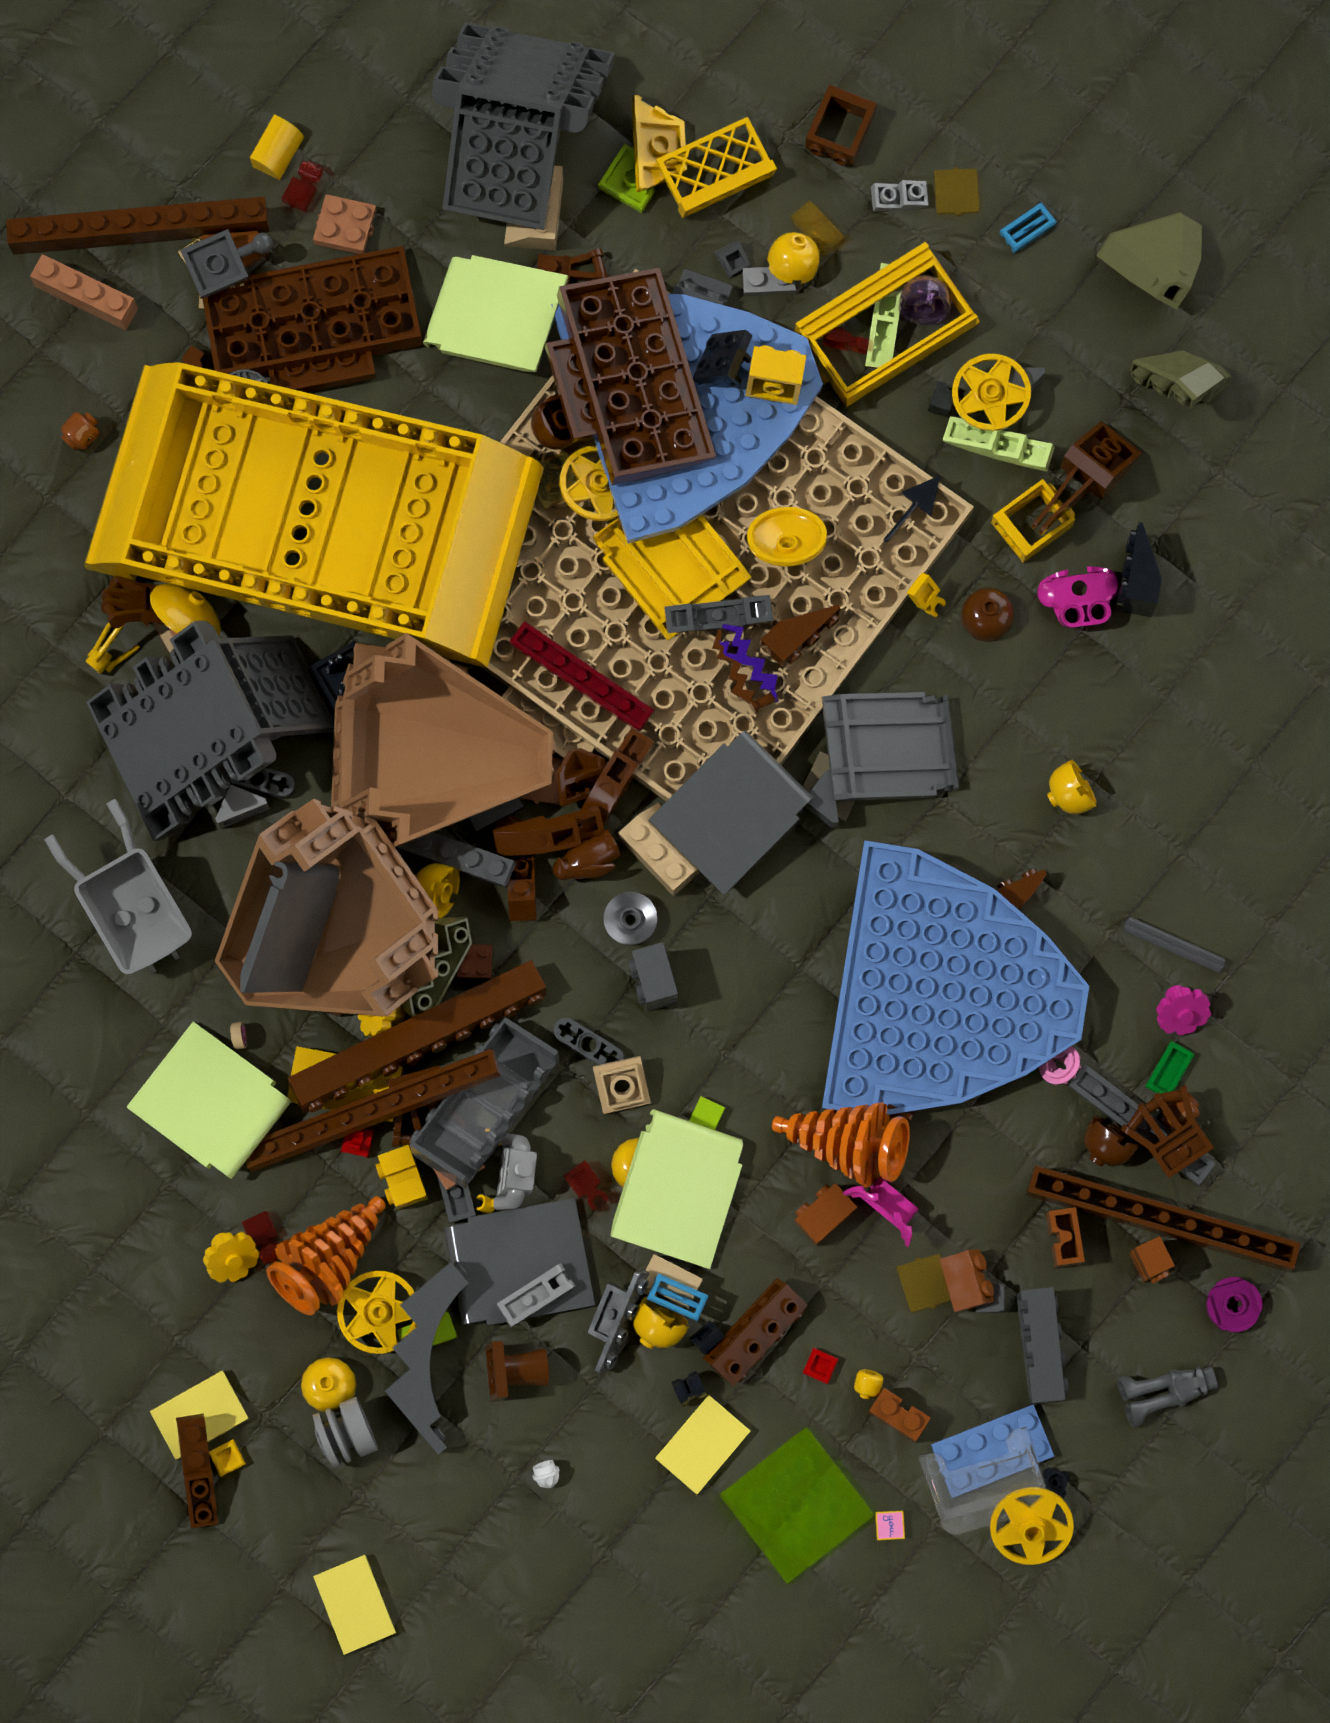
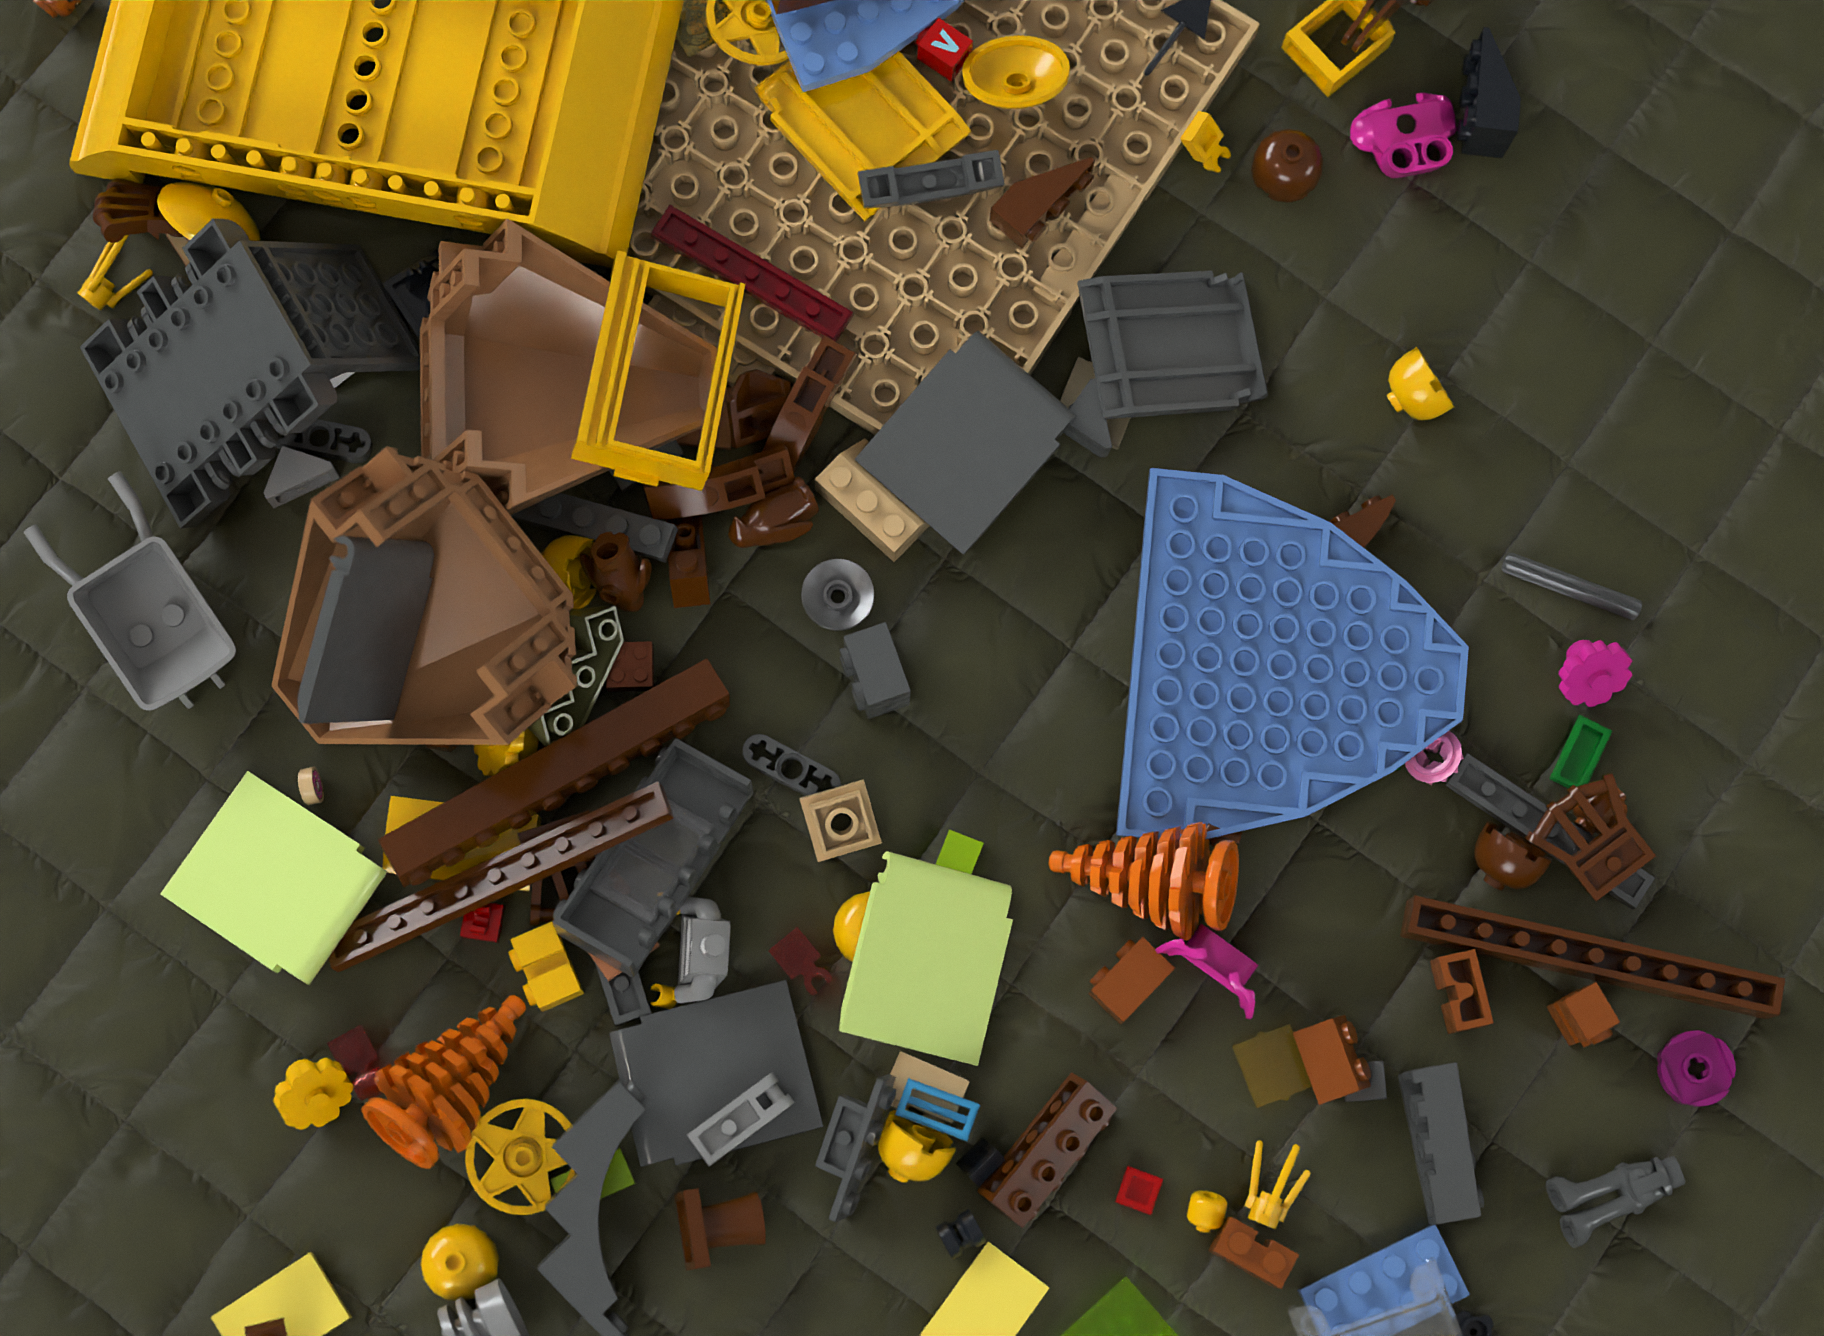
camera: 10 degrees left, 0 degrees up
(470, 892) = (617, 571): none -> reddish brown animal
(476, 742) = (611, 365): none -> yellow piece
(734, 515) = (943, 49): none -> red brick
(741, 658) = (965, 237): piece -> none
(912, 1383) = (1268, 1207): none -> yellow plant

